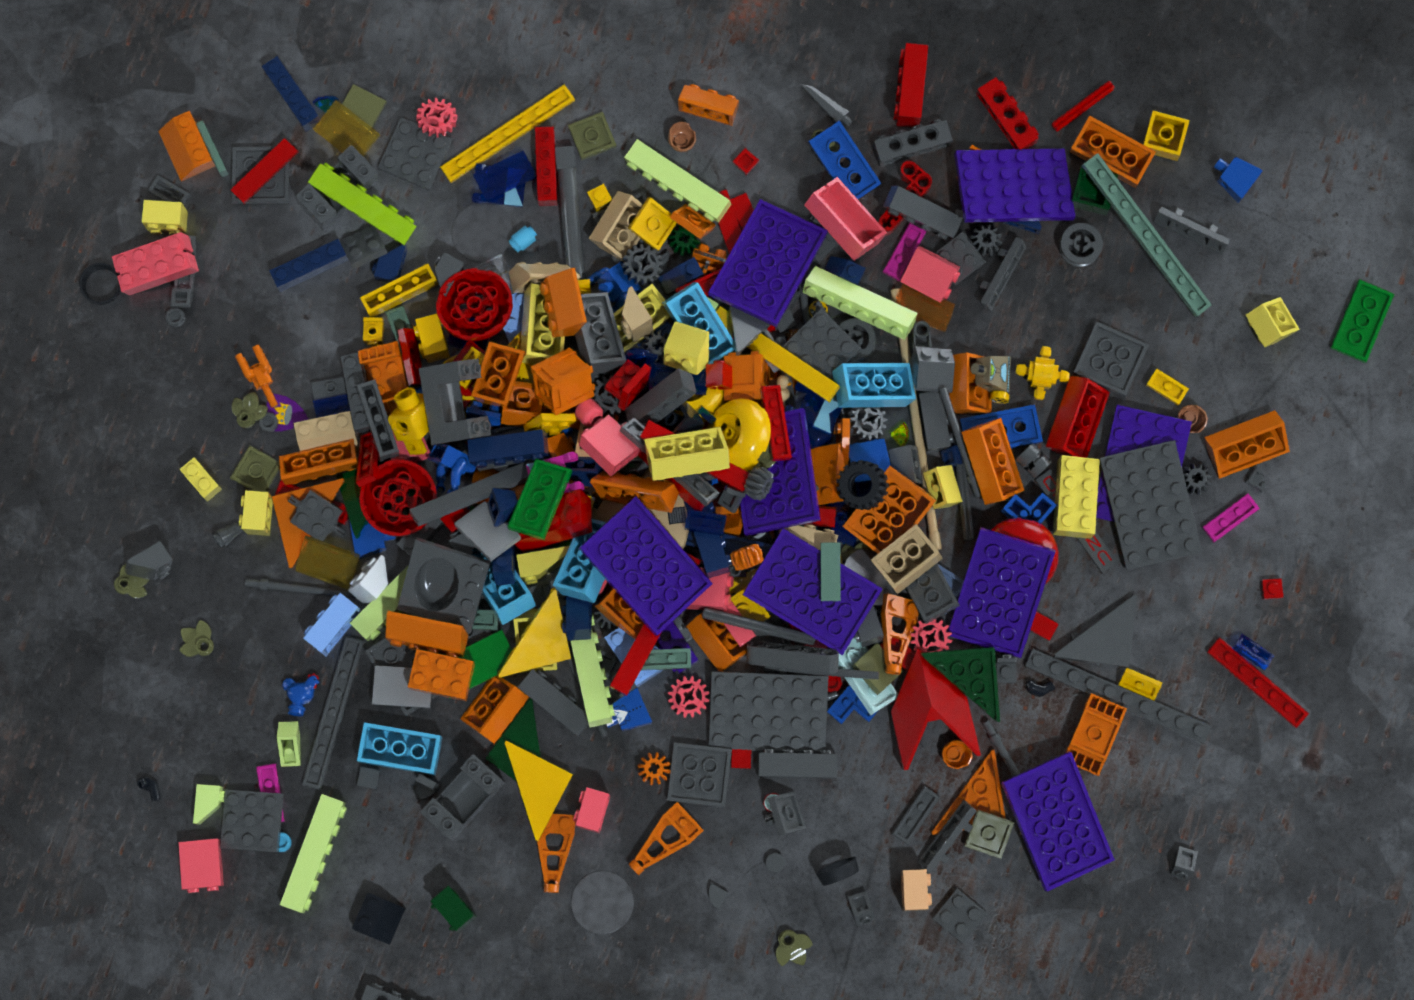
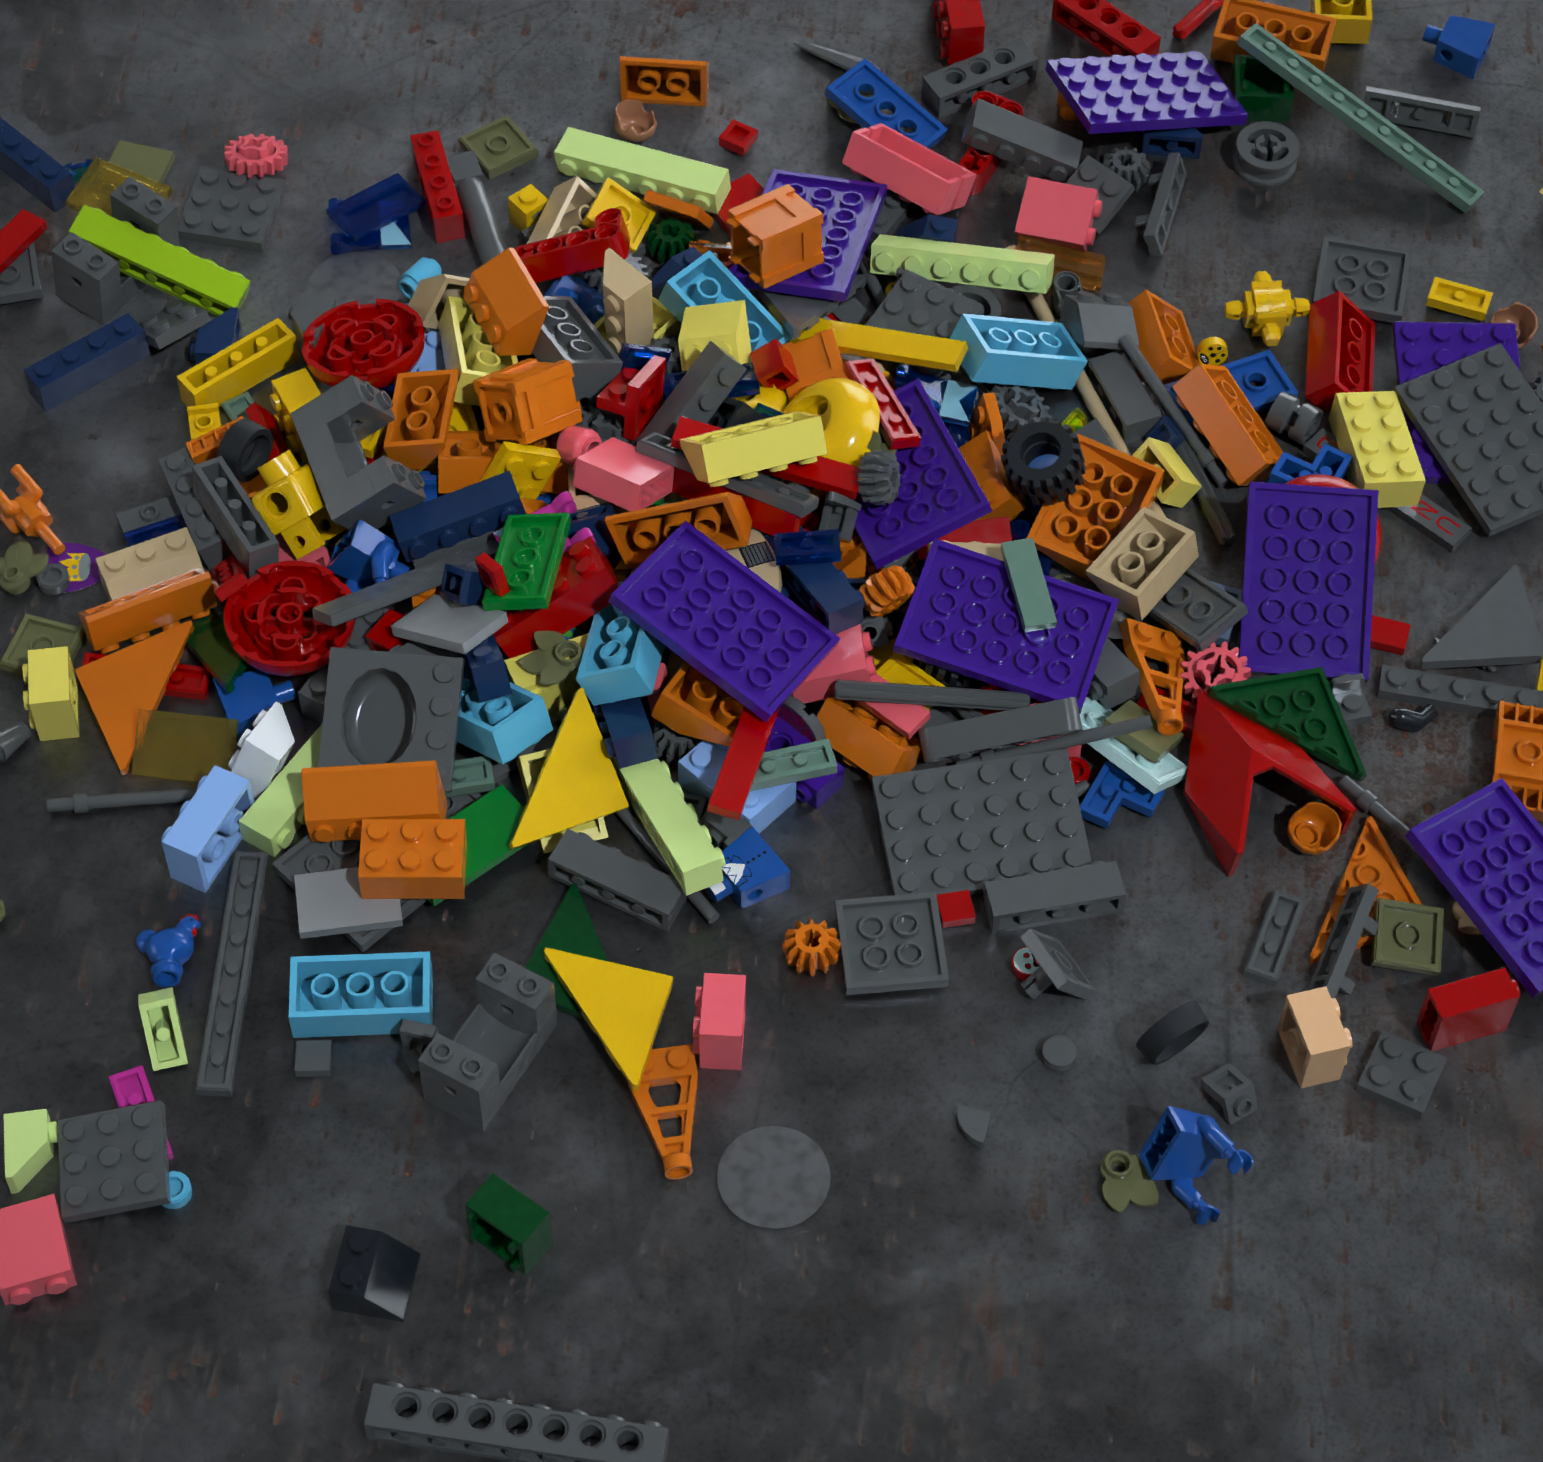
camera: 15 degrees left, 25 degrees down
(313, 853) = (234, 1194): yellowish green brick -> none
(316, 516) = (155, 678): dark grey plate -> none
(390, 371) = (246, 448): none -> black tyre
(494, 708) = (515, 907): orange slope -> none
(507, 133) = (365, 165): yellow tile -> none
(515, 514) = (492, 574): none -> red tile
(541, 561) = (550, 657): none -> olive plate
(619, 256) = (577, 250): none -> red beam
(682, 822) = (879, 1019): orange plate -> none
(696, 702) = (844, 831): coral gear -> none
(741, 278) = (775, 236): none -> orange container
(826, 941) = (1183, 1149): none -> blue torso
(904, 252) = (1006, 208): dark pink tile -> none
(992, 373) = (1191, 315): dark tan torso -> none
(1006, 891) = (1468, 1009): none -> red brick

